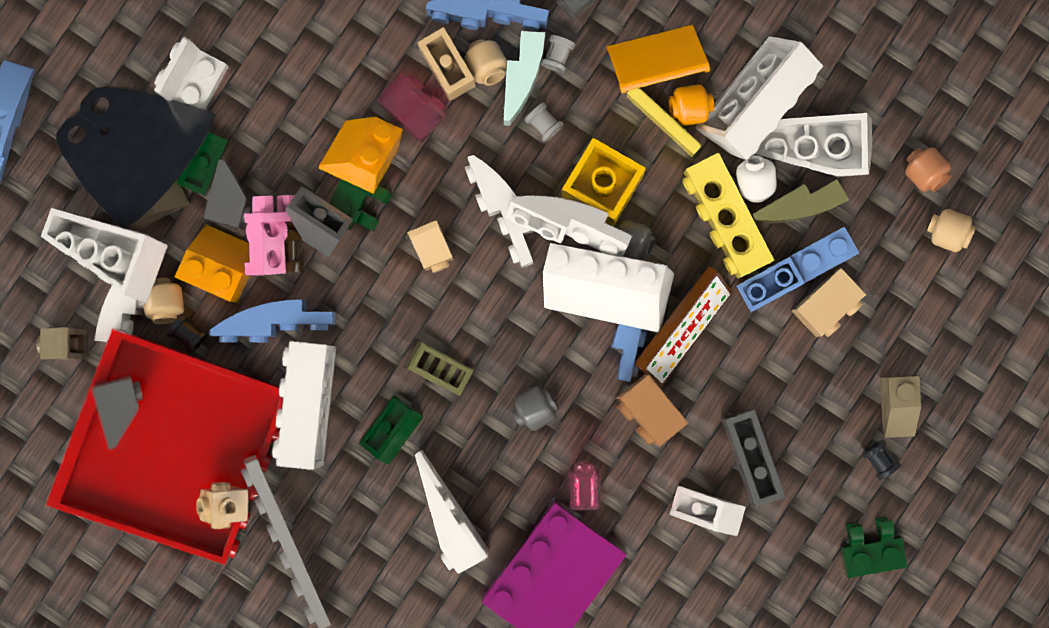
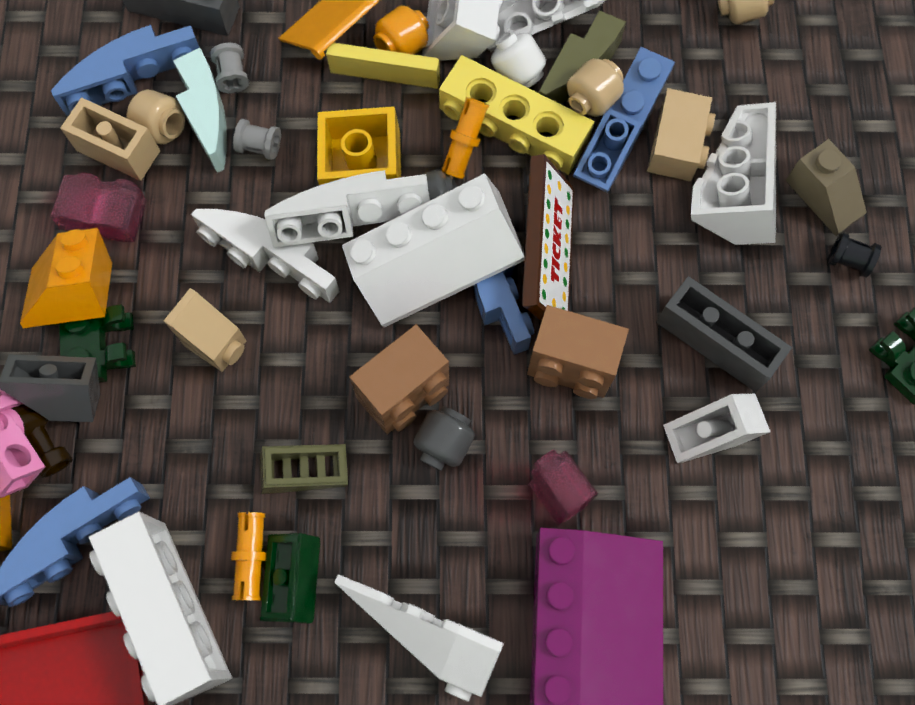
camera: 35 degrees left, 15 degrees down
(374, 402) = (248, 556): none -> light orange pin
(530, 358) = (402, 380): none -> medium nougat brick
(680, 214) = (464, 137): none -> light orange pin
(790, 238) = (595, 87): none -> tan head
(841, 365) = (740, 179): none -> white wedge

